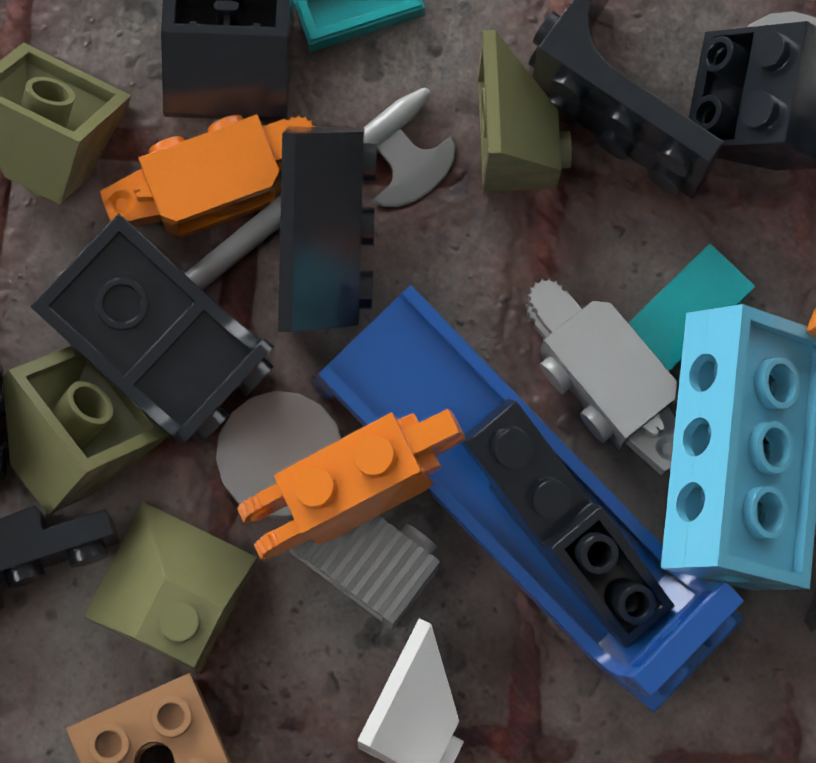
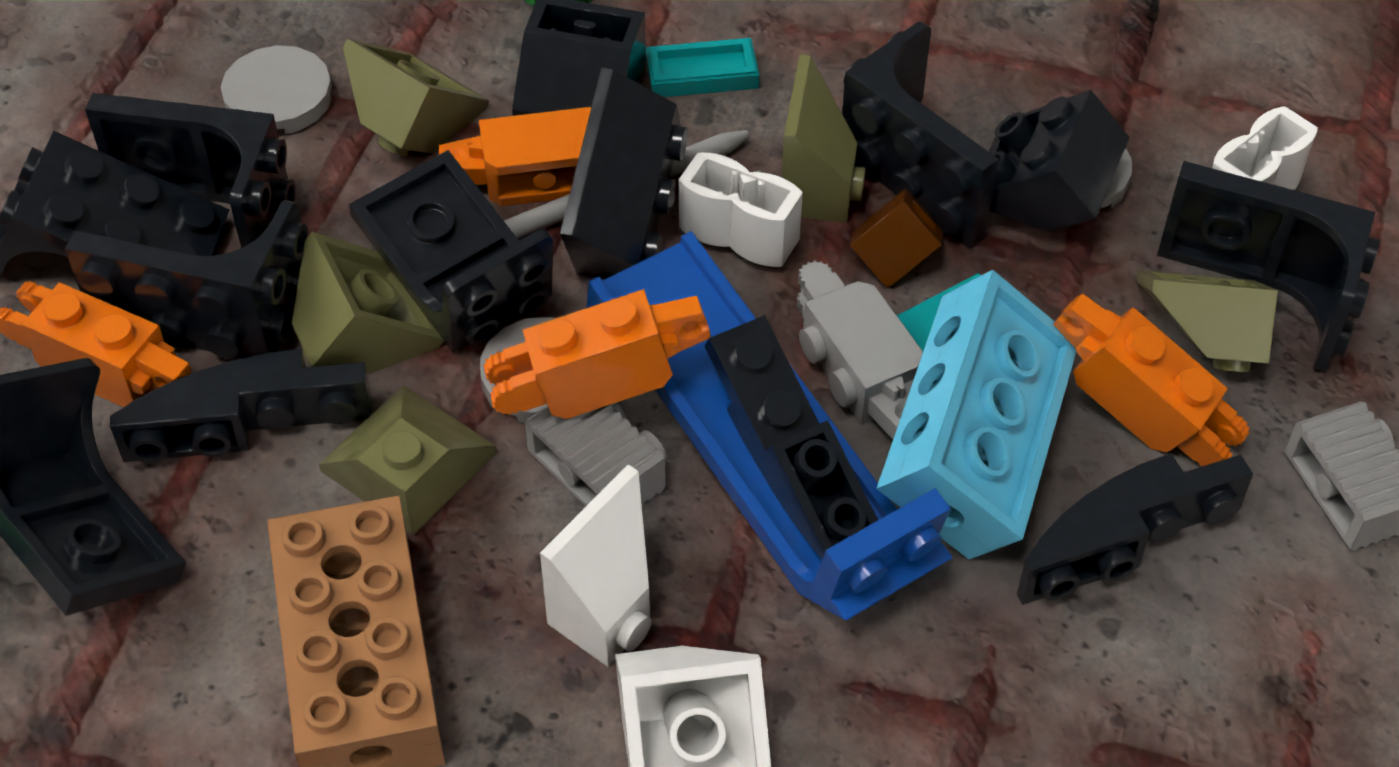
camera: 15 degrees right, 25 degrees down
(432, 217) = (740, 209): none -> white brick
(617, 214) = (896, 238): none -> reddish brown panel

